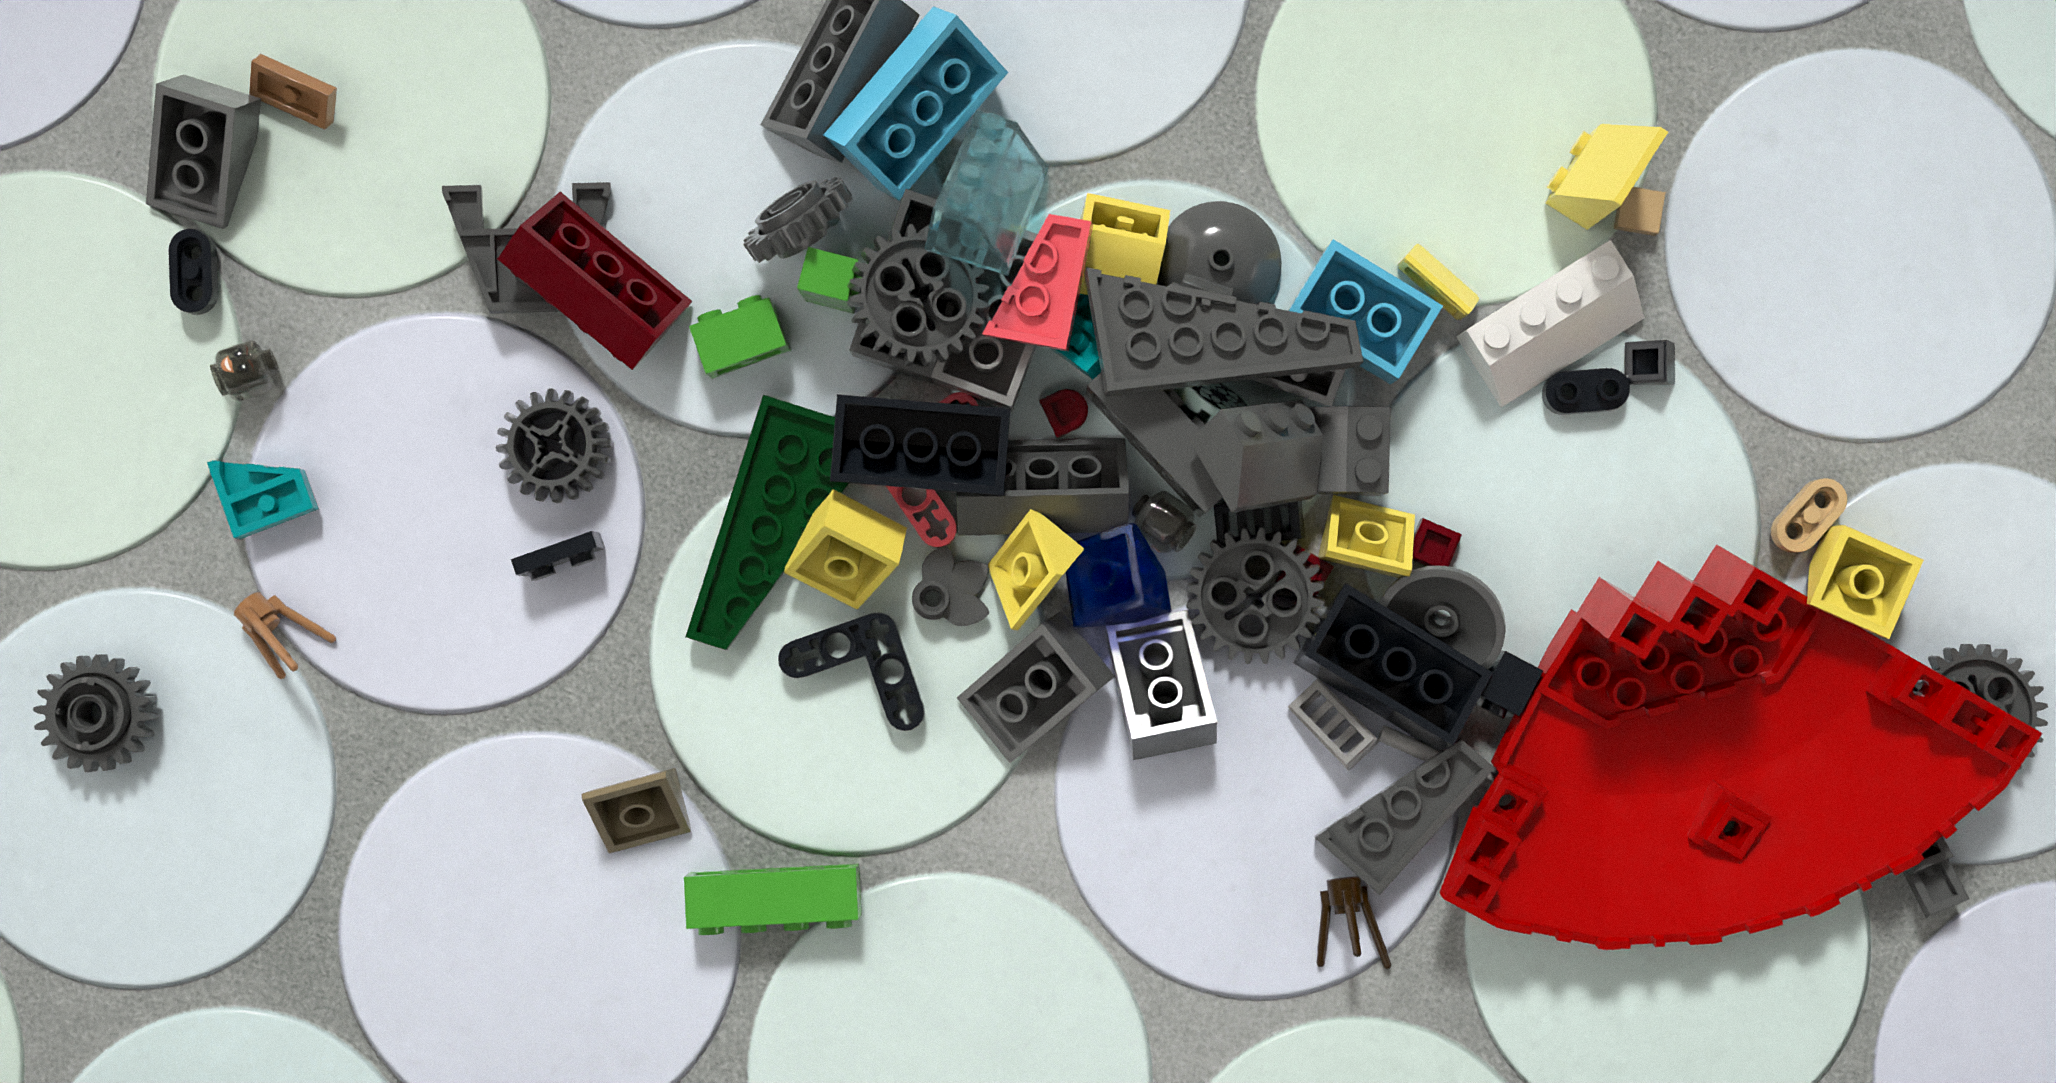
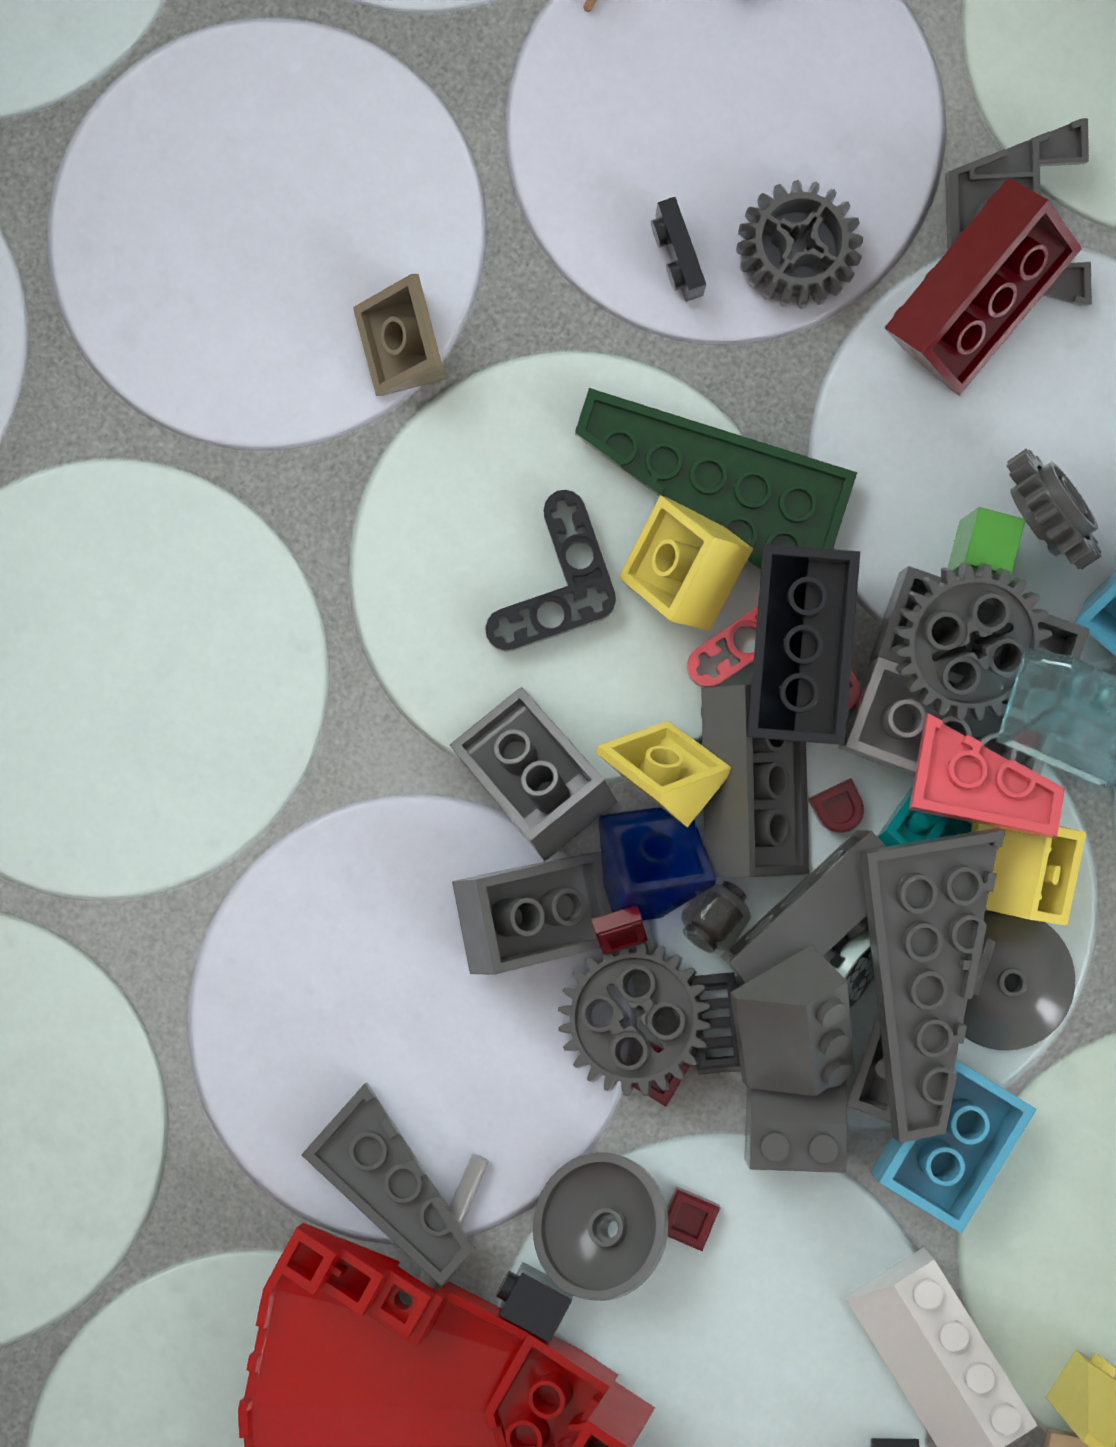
camera: 85 degrees right, 0 degrees up
(739, 336) = (921, 446): bright green brick -> none
(772, 897) = (303, 484): bright green brick -> none
(957, 585) = (644, 687): dark grey plate -> none
(1176, 608) = (620, 930): none -> dark red tile
(1346, 897) = (298, 1118): dark brown plant -> none
(1360, 750) = (461, 1133): light grey slope -> none
(1368, 537) = (698, 1146): light yellow slope -> none
(1393, 668) = (552, 1173): black slope -> none
(1438, 282) = (985, 1227): light yellow slope -> none
(1587, 391) = (862, 1395): black plate -> none

